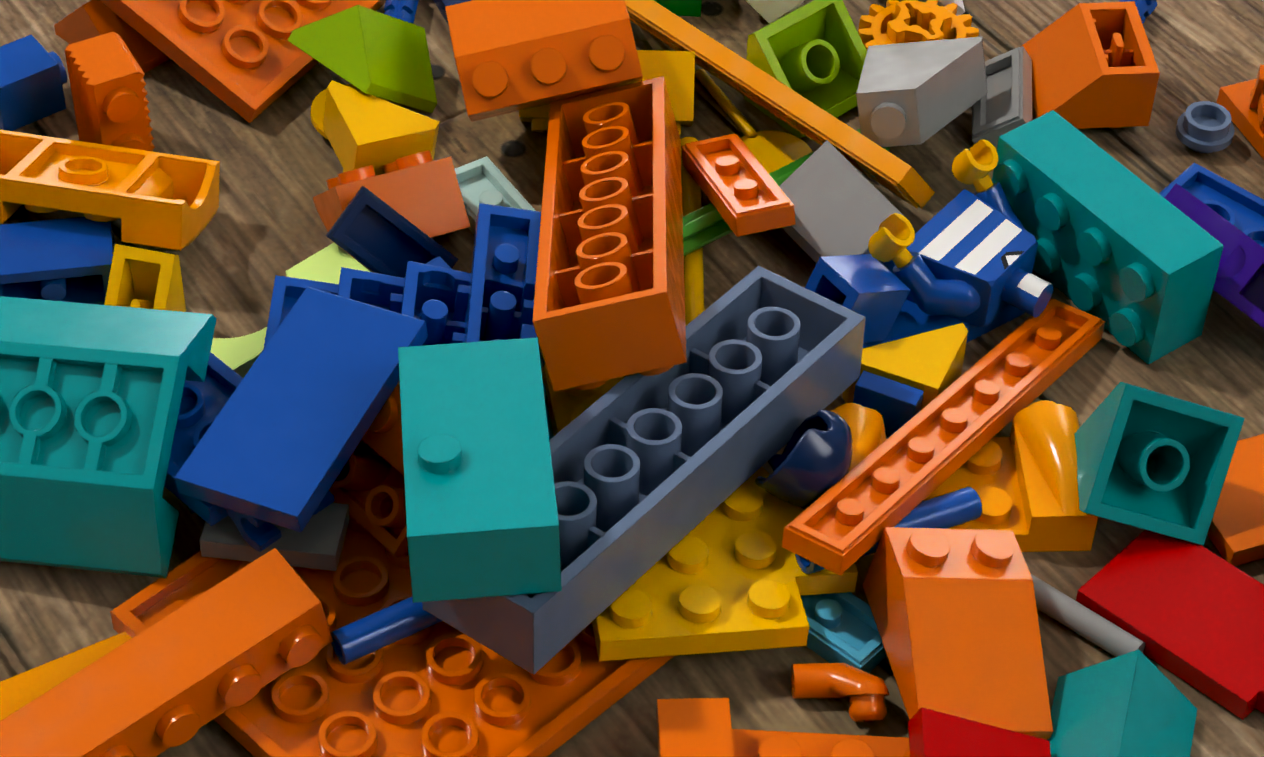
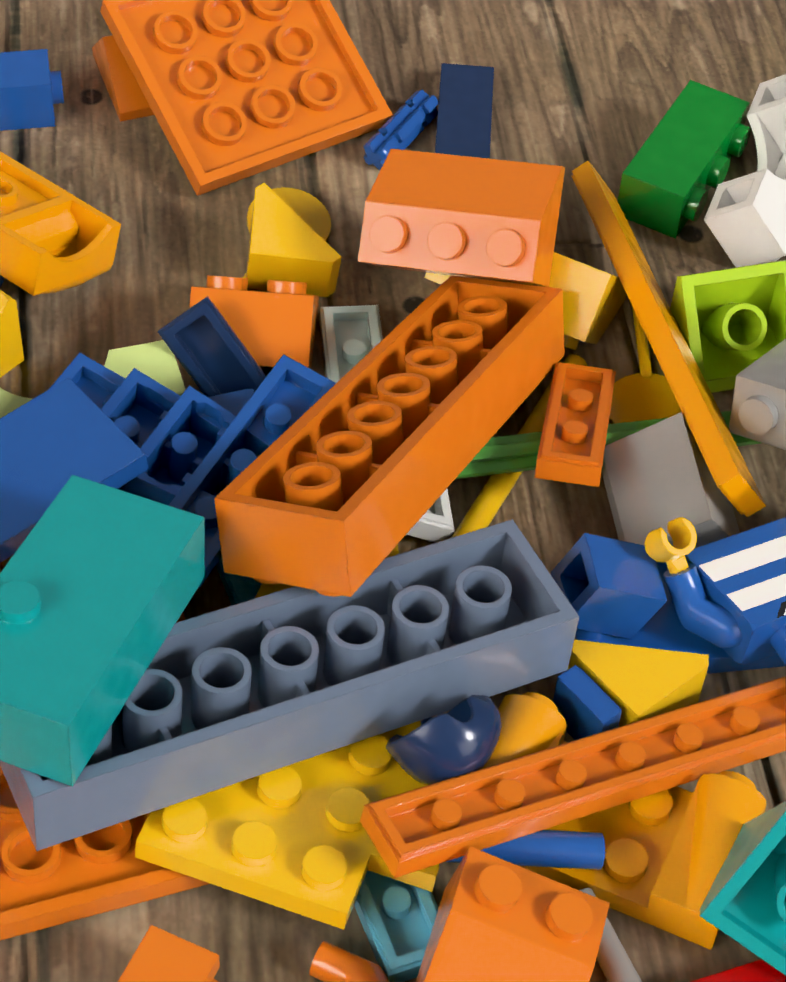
camera: 25 degrees right, 5 degrees up
(109, 93) = (68, 131): orange brick -> none
(373, 54) = (319, 172): lime slope -> none

